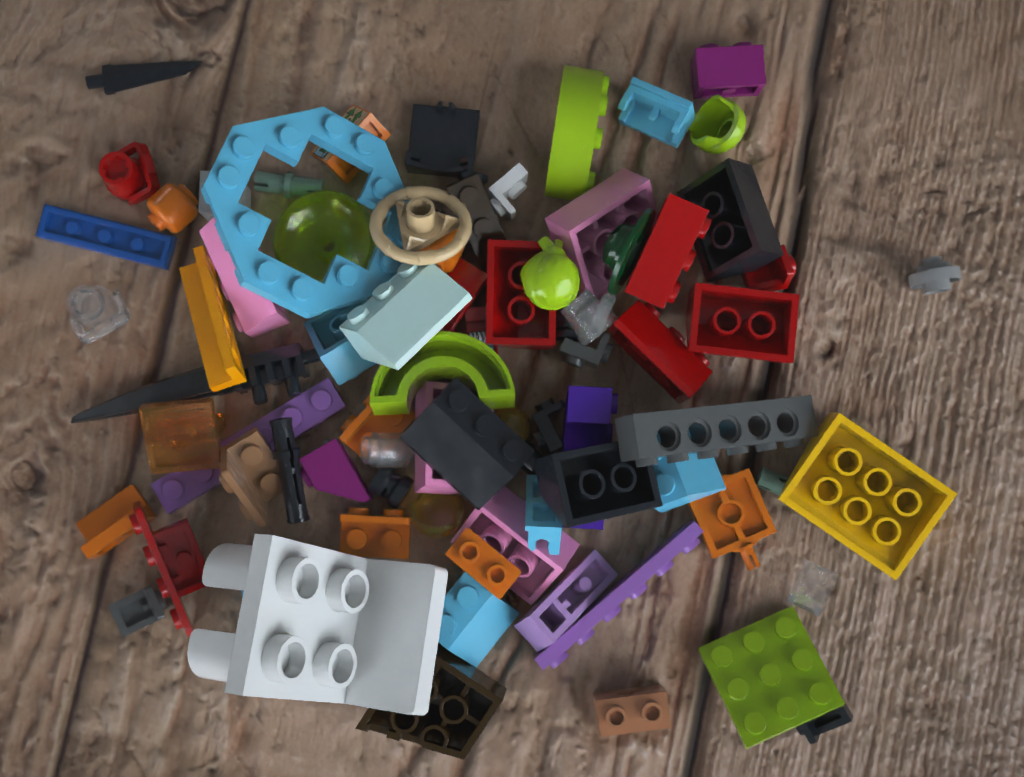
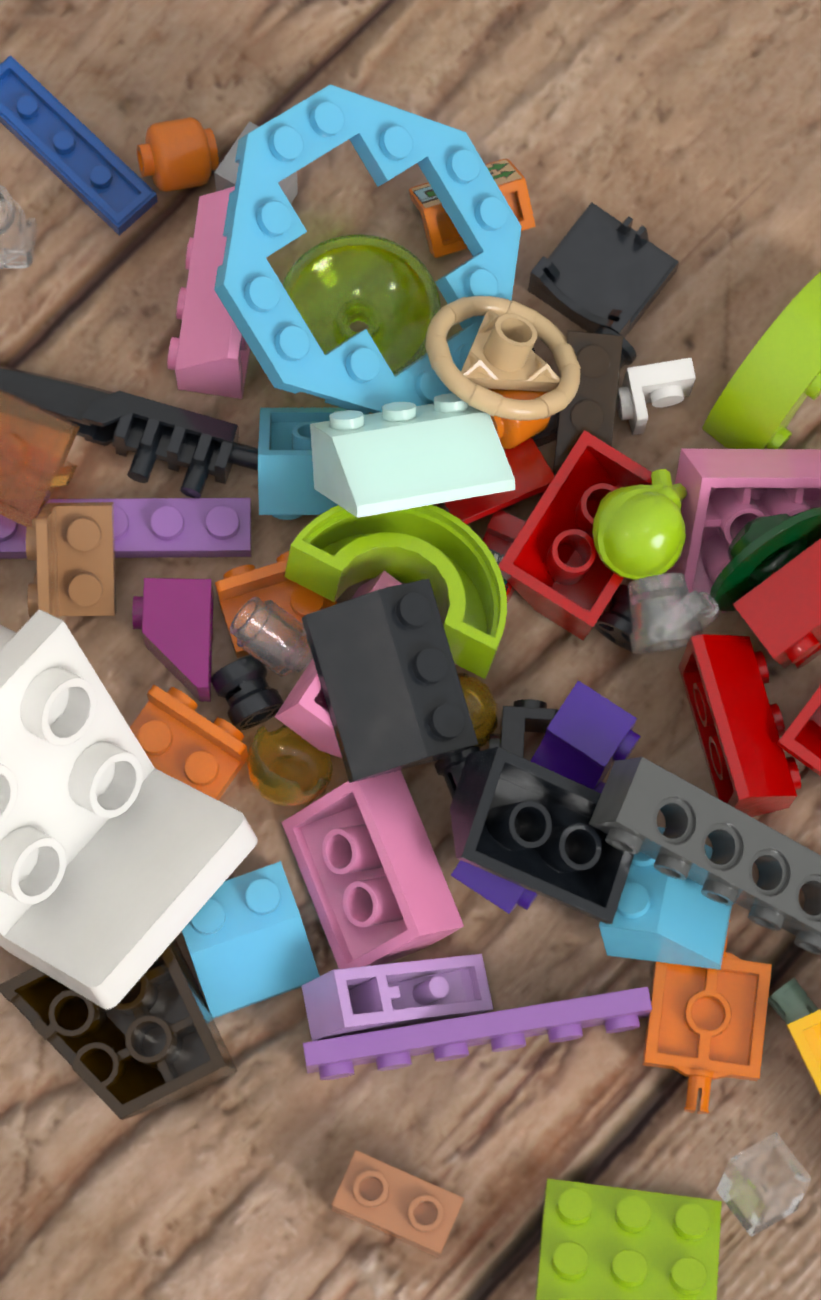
camera: 30 degrees right, 10 degrees down
(130, 177) = (142, 81): red piece -> none
(212, 323) = (138, 332): light orange fence -> none
(286, 184) = (352, 212): sand green pin -> none
(289, 469) = (122, 584): black pin -> none
(483, 563) = (312, 865): orange bracket -> none
(540, 519) = (429, 848): medium azure hinge -> none
(577, 354) = (622, 668): dark grey bracket -> none

